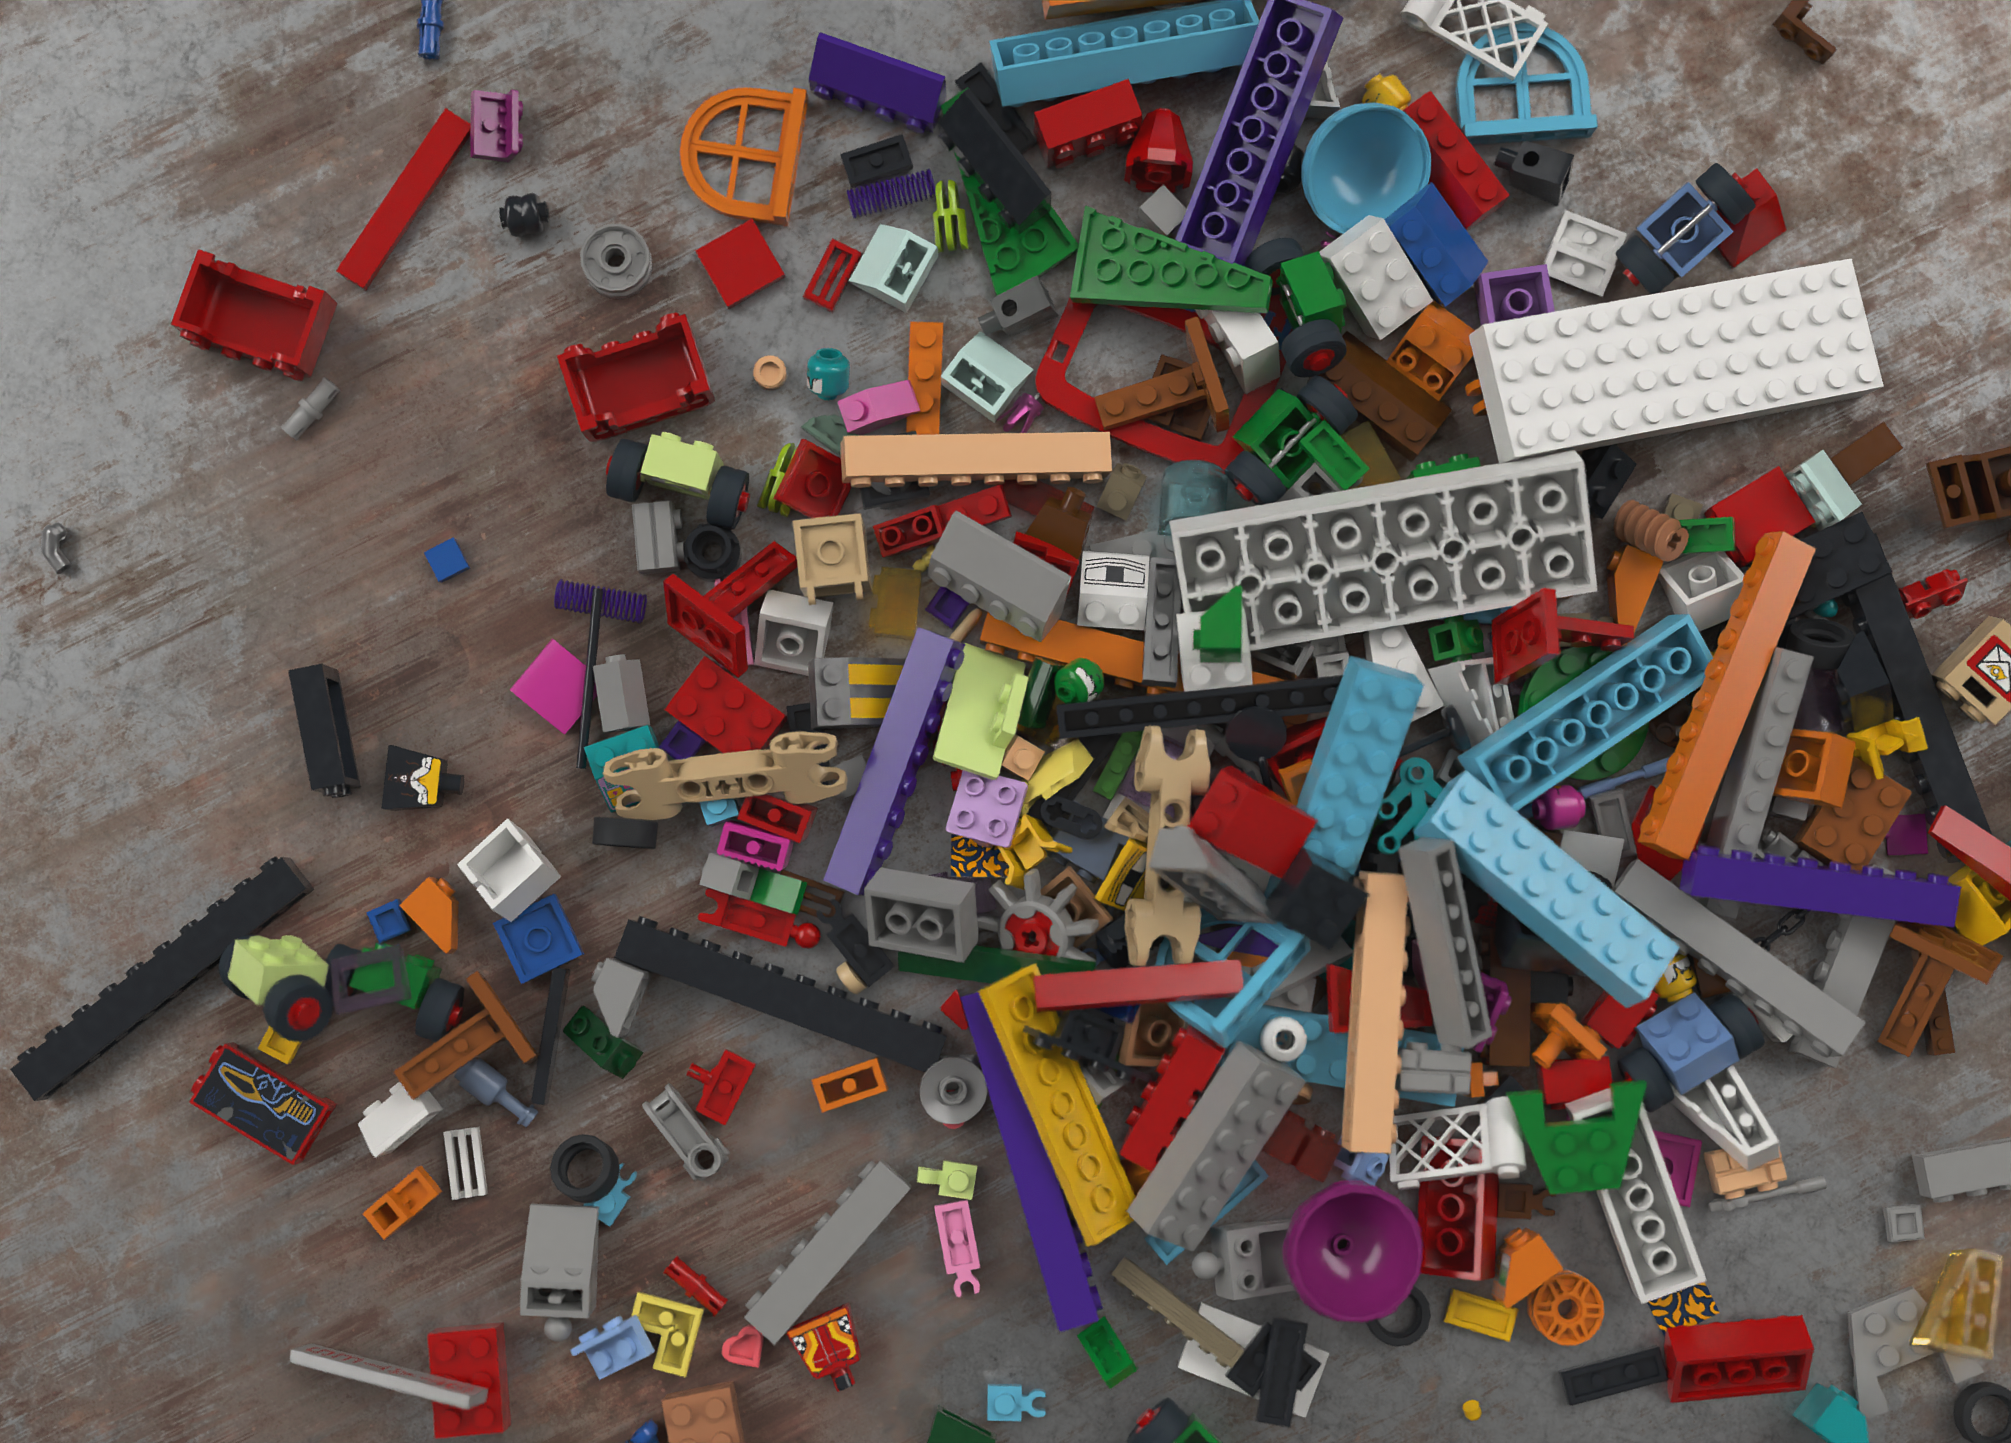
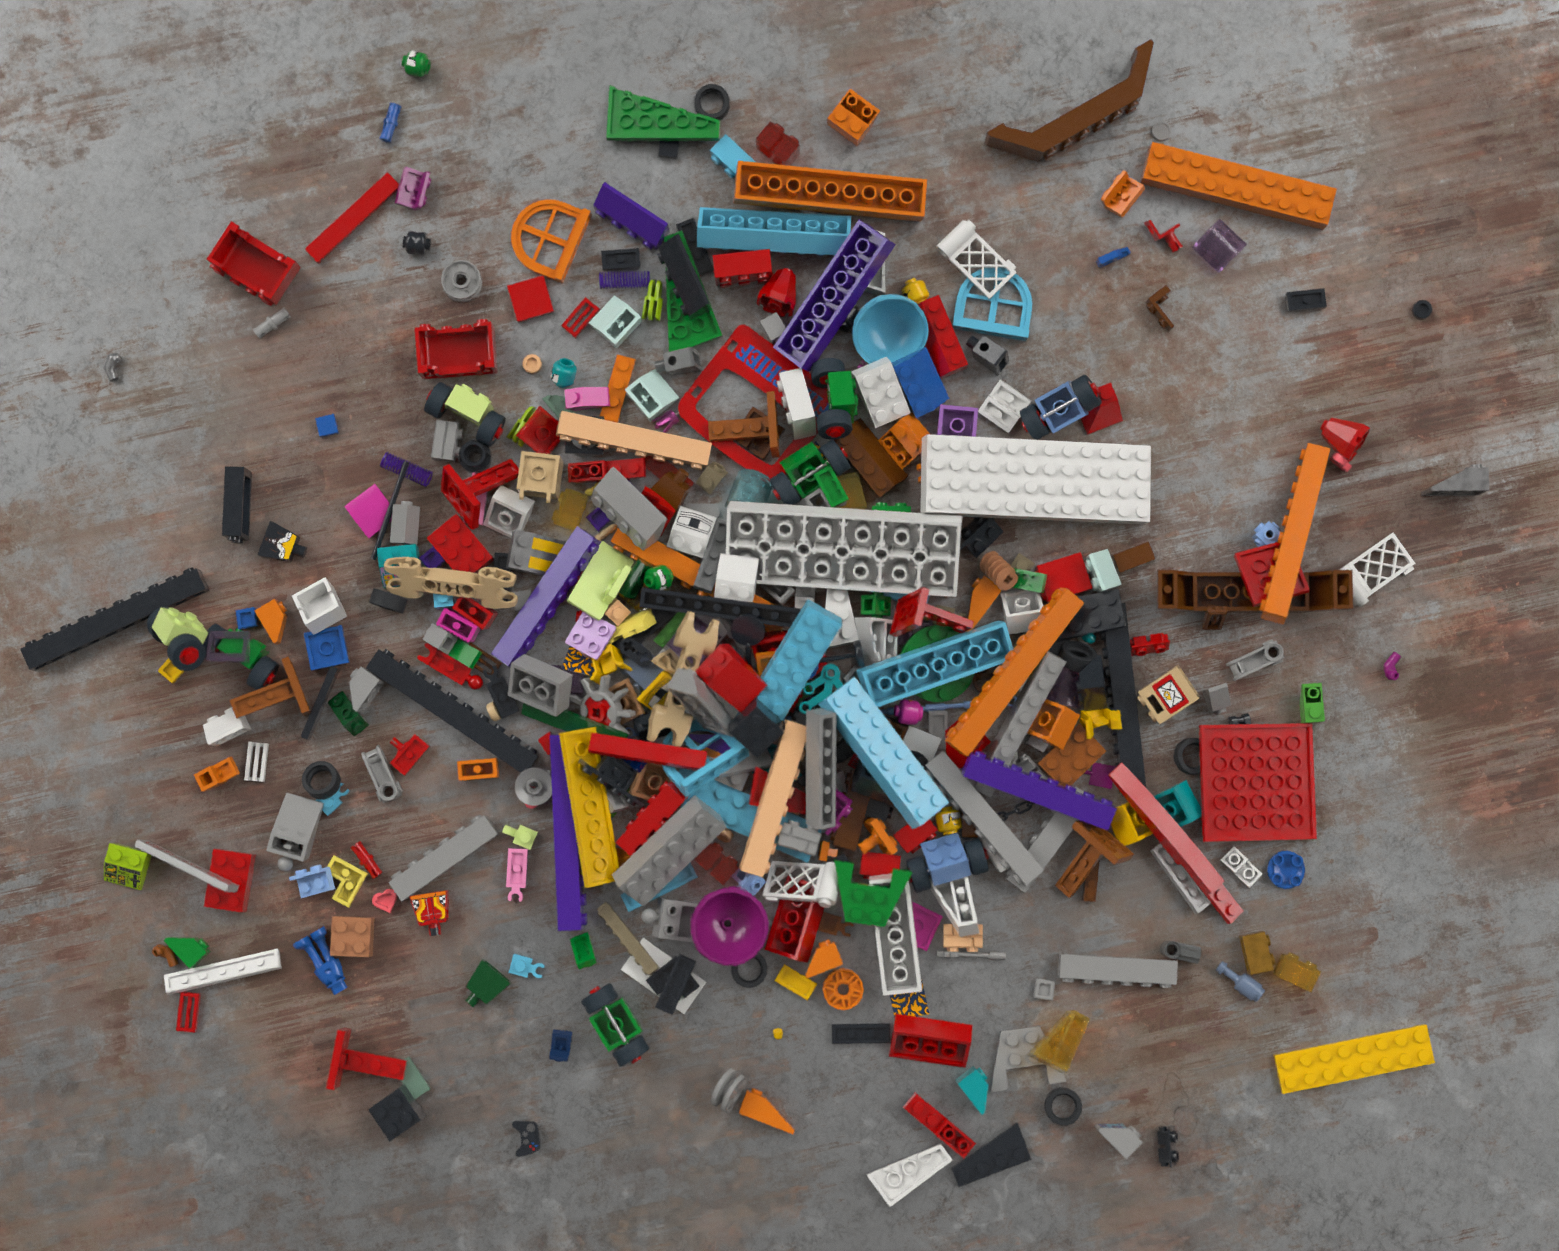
camera: 15 degrees right, 0 degrees up
(261, 1103) = (152, 701): panel -> none
(283, 1398) = (126, 865): none -> lime slope
(490, 1087) = (280, 723): sand blue piece -> none
(1151, 270) = (754, 357): green wing -> none
(1221, 630) = (741, 567): green slope -> none
(1295, 1039) = (713, 799): white head -> none

